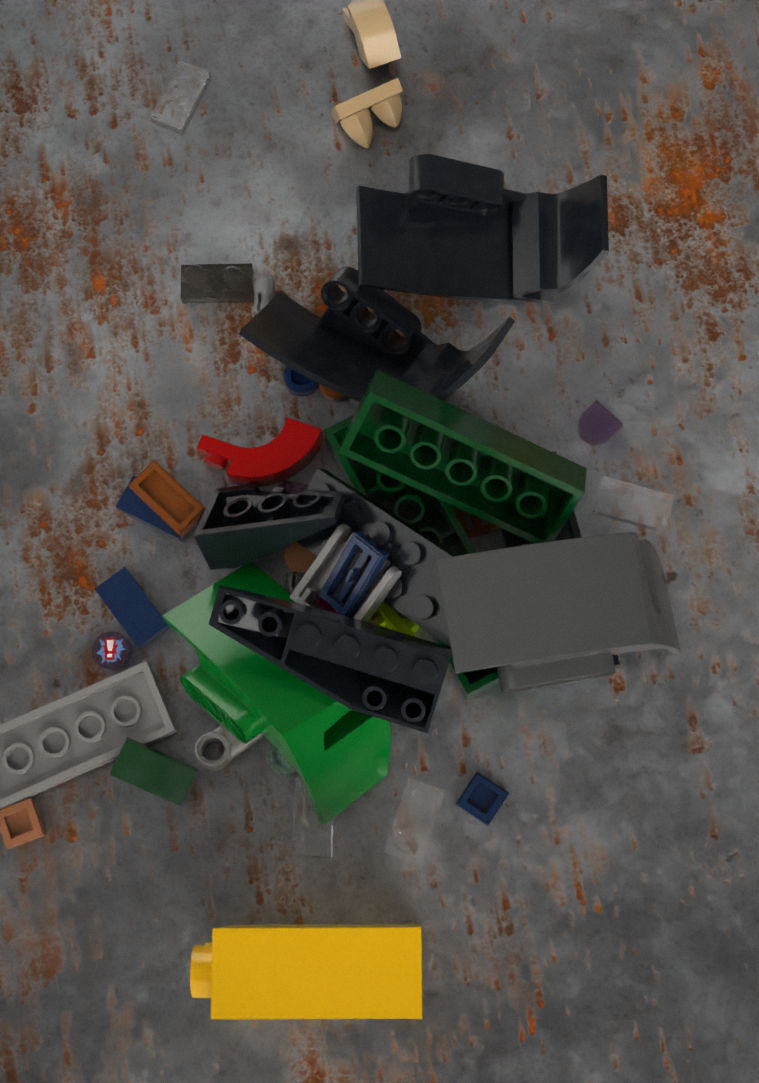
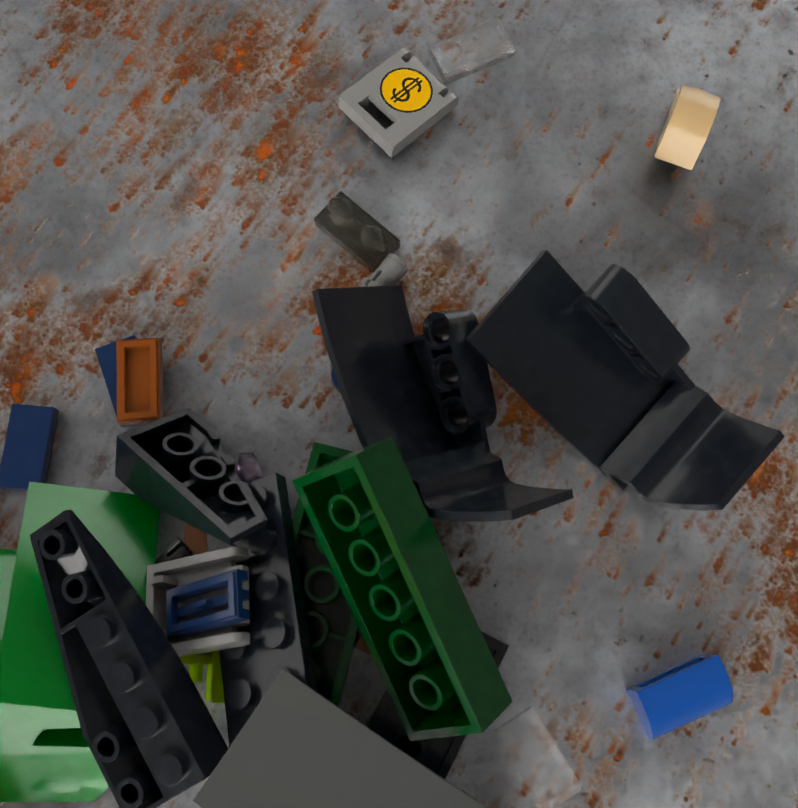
camera: 35 degrees right, 0 degrees up
(162, 163) = (405, 94): none -> light grey container
(268, 463) = (260, 430): red arch -> none
(355, 113) = (605, 188): tan tile -> none
(598, 424) = (572, 653): clear purple tile -> none
(685, 390) = (681, 694): none -> blue brick

